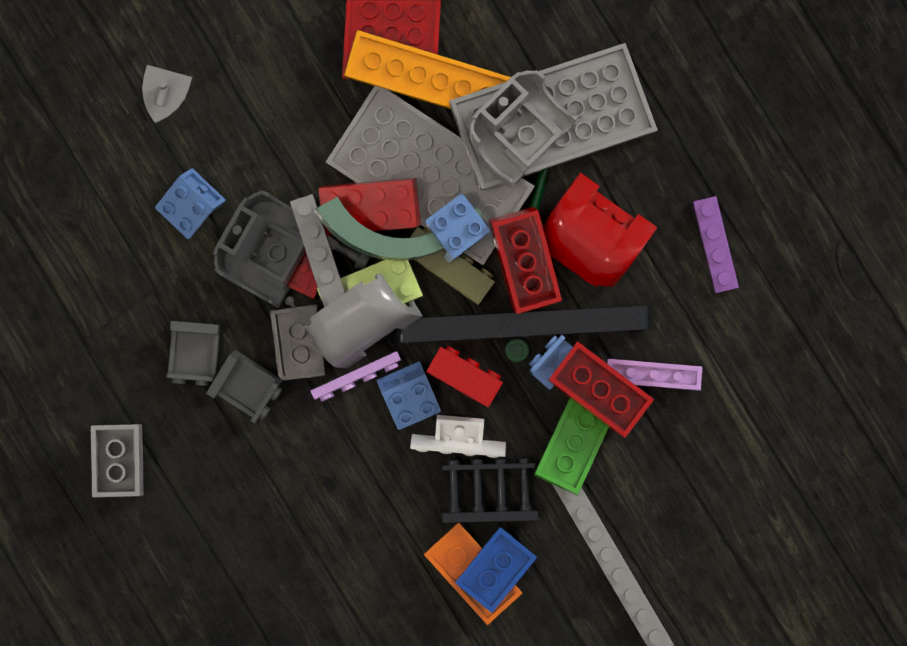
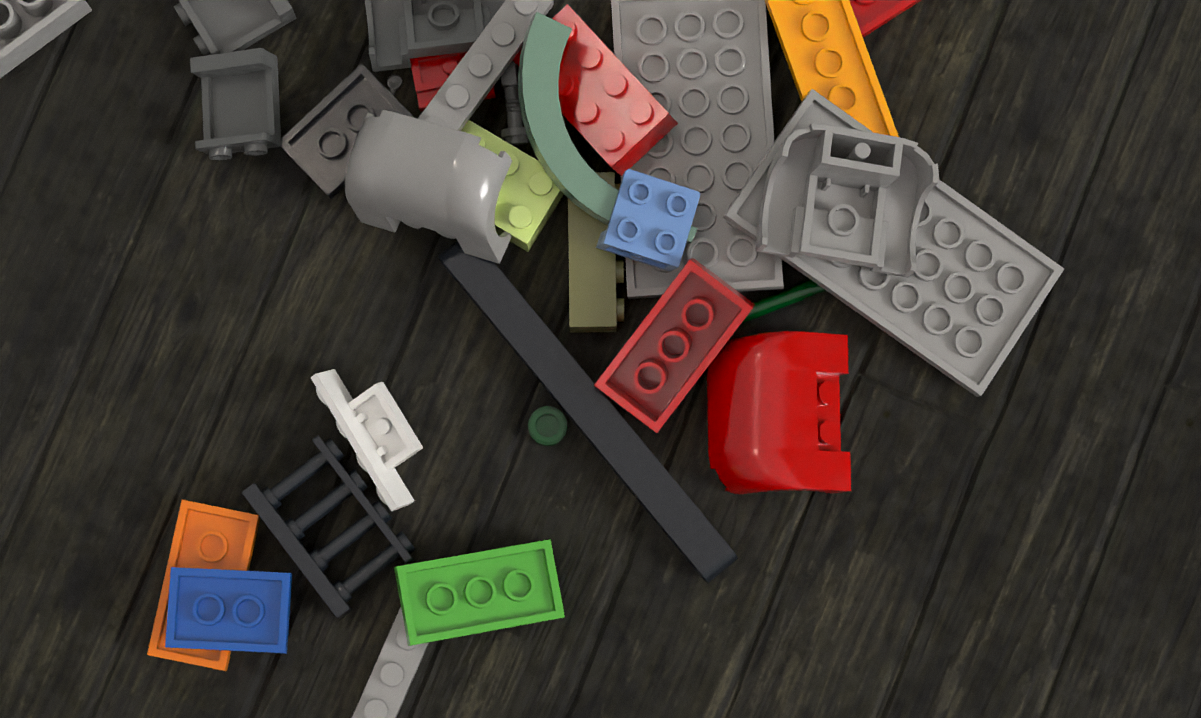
camera: 50 degrees right, 5 degrees down
(347, 381) = (370, 246): lavender plate -> none
(408, 395) = (381, 326): medium blue bracket -> none
(465, 376) = (460, 378): red brick -> none
(545, 365) = (568, 484): medium blue bracket -> none
(600, 390) = (574, 571): red brick -> none
(659, 374) = (650, 633): lavender plate -> none
(715, 244) = (886, 588): medium lavender plate -> none

